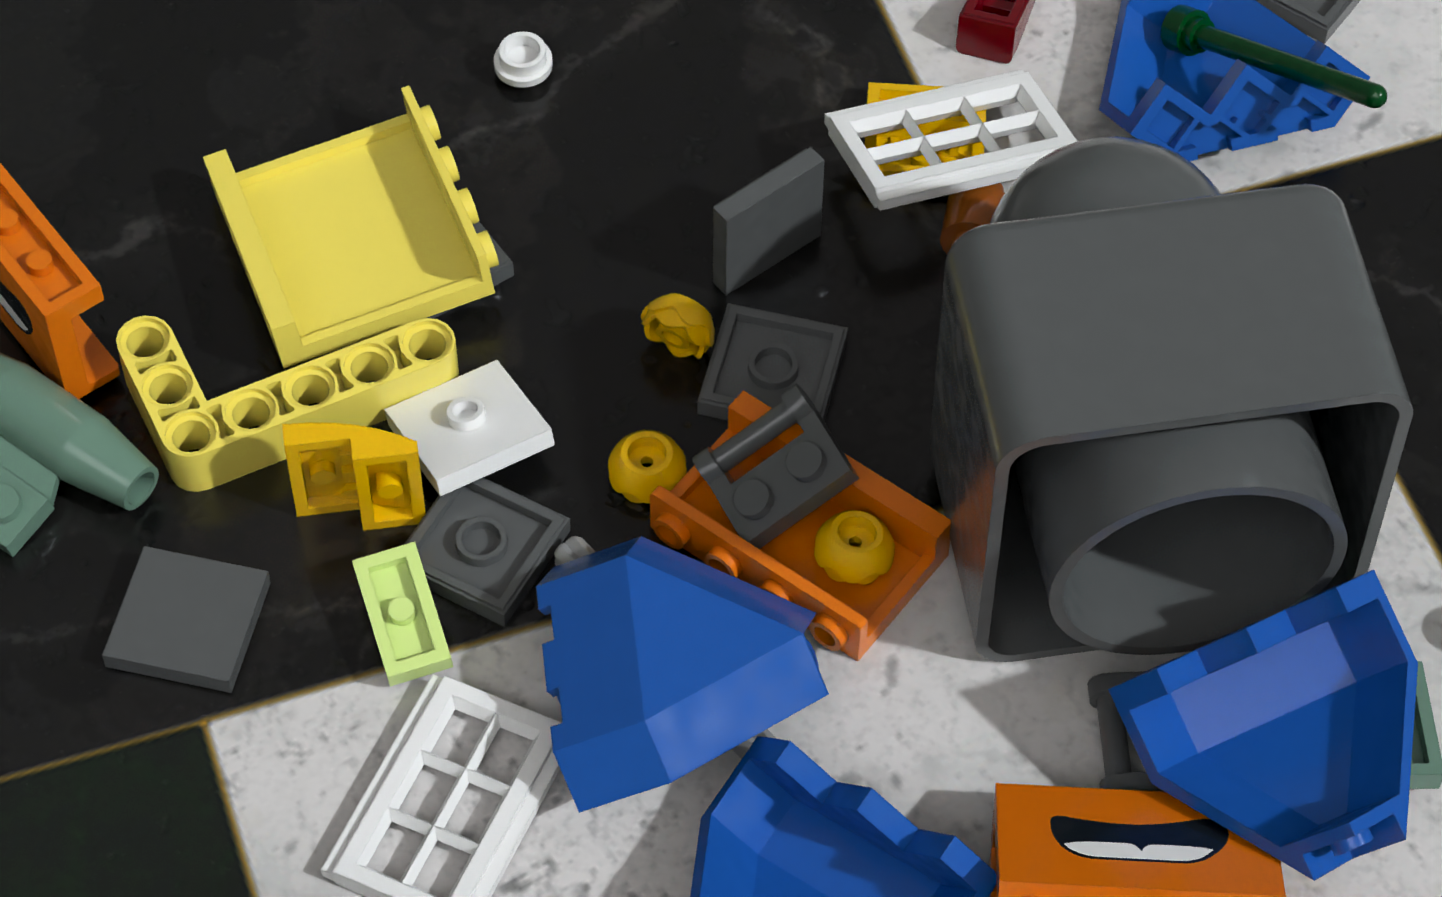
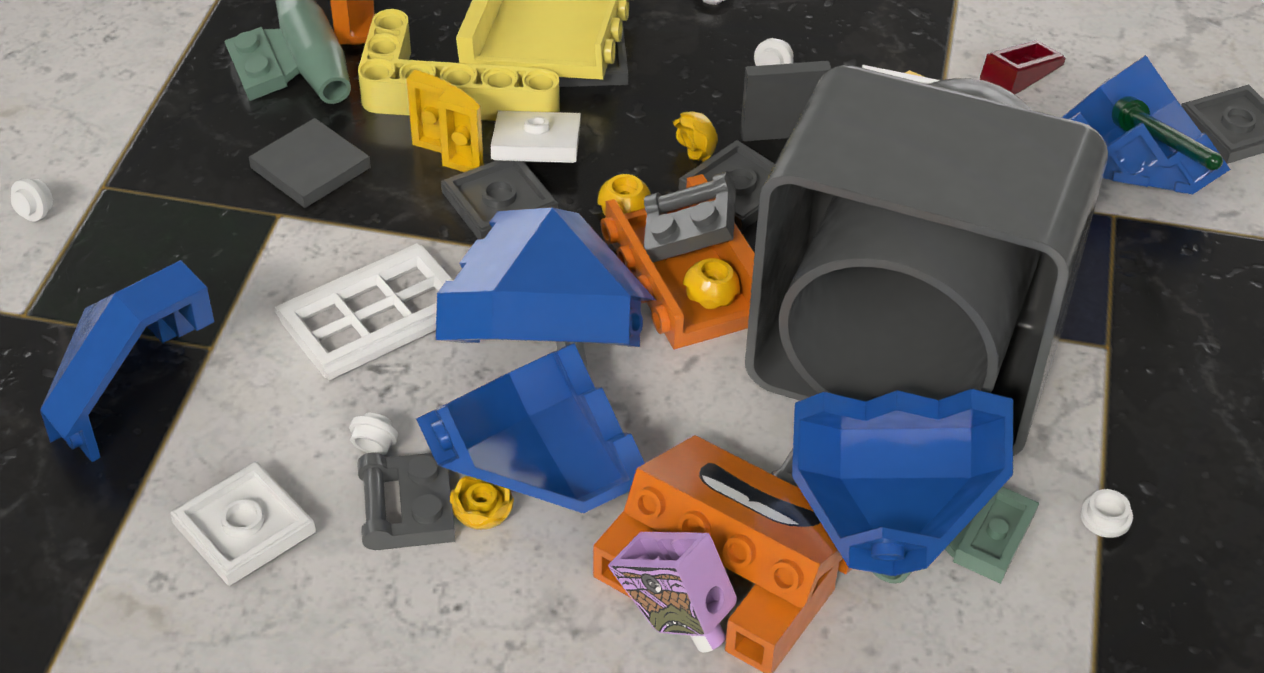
camera: 30 degrees right, 10 degrees down
(402, 614) = (422, 205): yellowish green plate -> none
(688, 146) = (773, 52): none -> white plate

